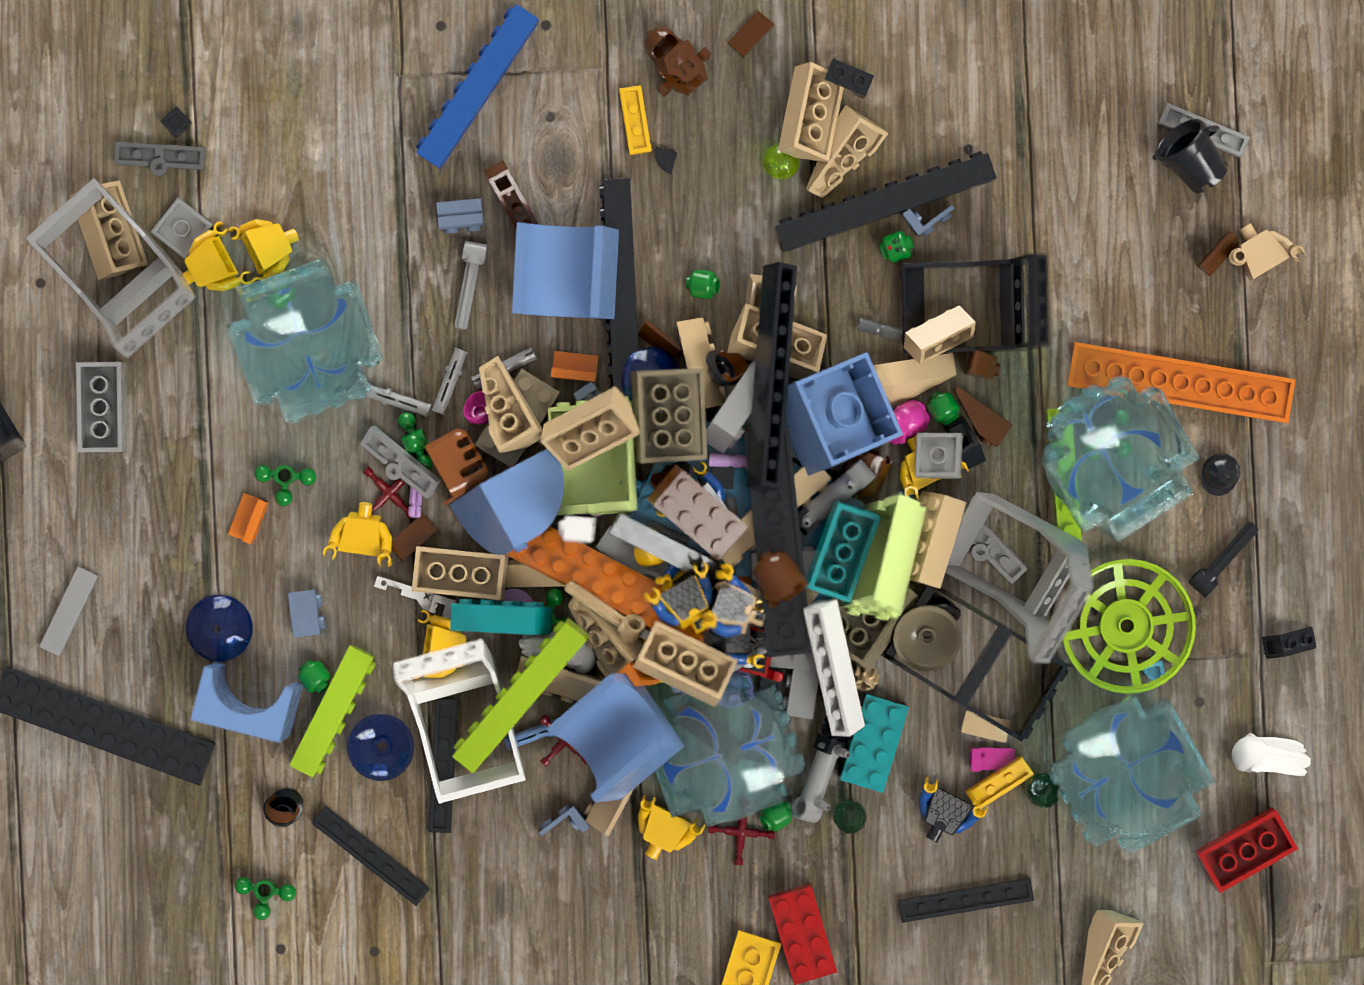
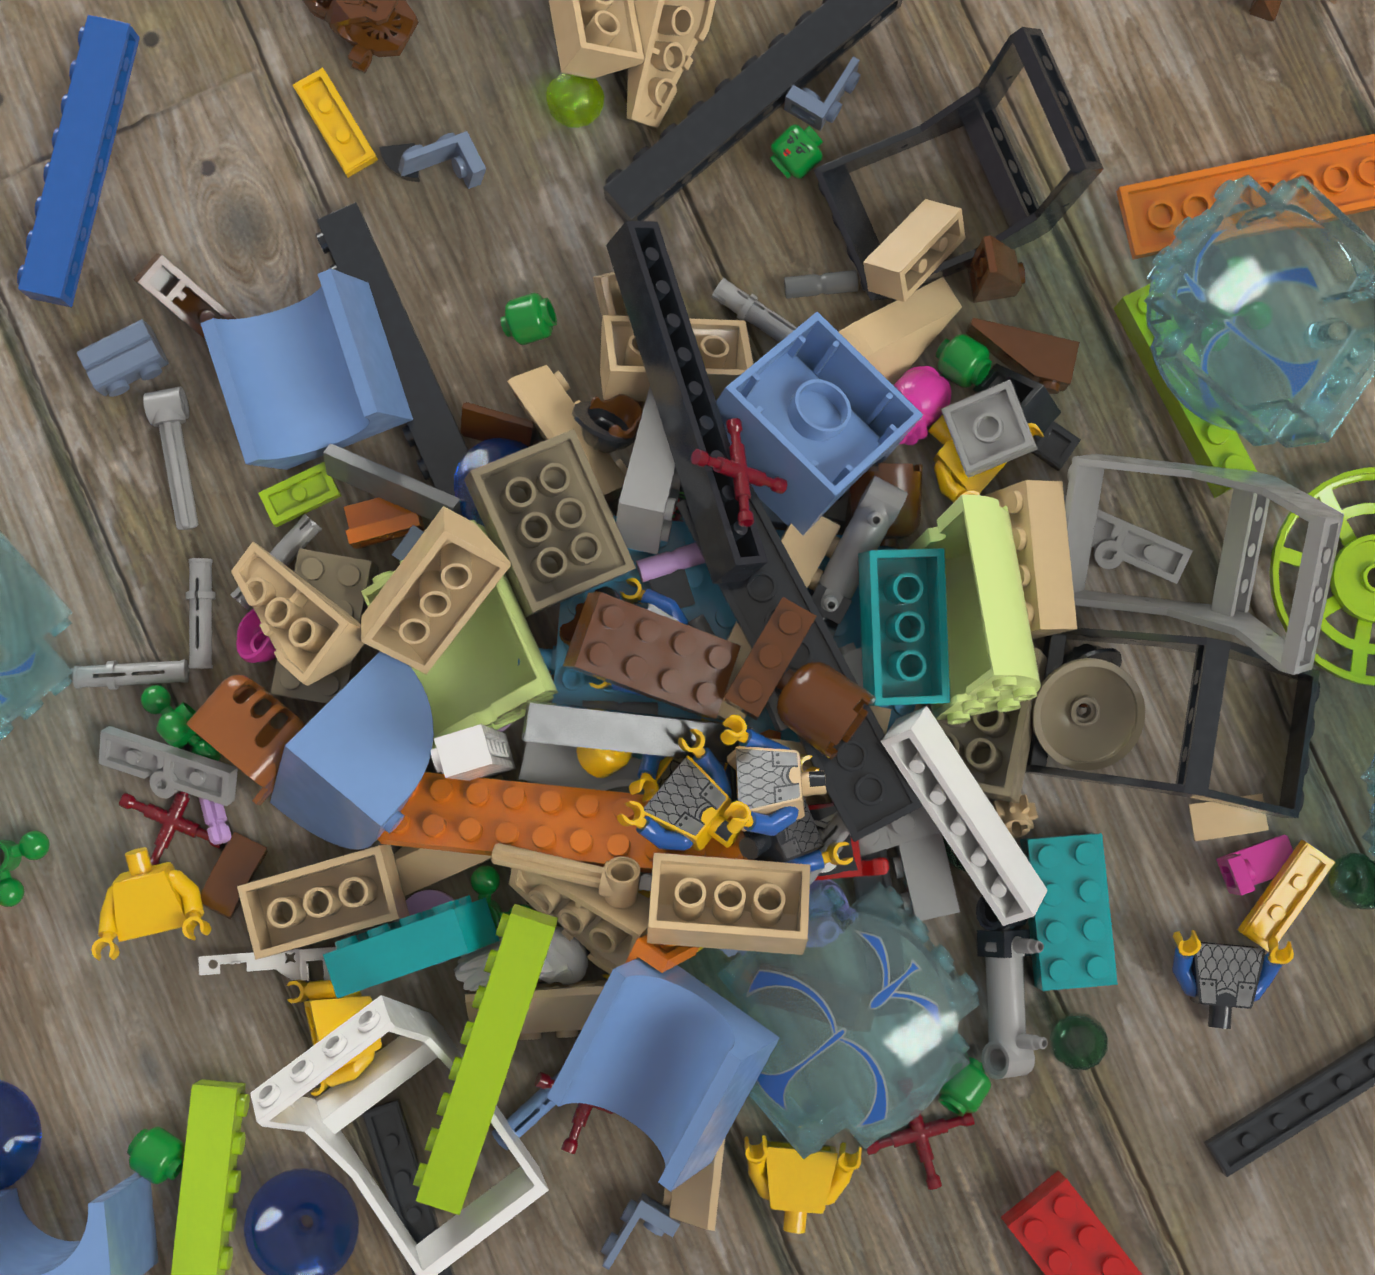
camera: 20 degrees left, 5 degrees down
(306, 613) = (108, 1059): sand blue brick -> none
(532, 334) = (299, 494): none -> lime plate
(587, 353) = (387, 483): none -> dark grey tile
(702, 176) = (458, 148): none -> sand blue bracket
(760, 540) = (769, 658): none -> reddish brown brick
(784, 431) = (739, 471): none -> dark red piece
(835, 332) = (751, 310): none -> light grey pin
(976, 477) = (1056, 446): none -> black tile

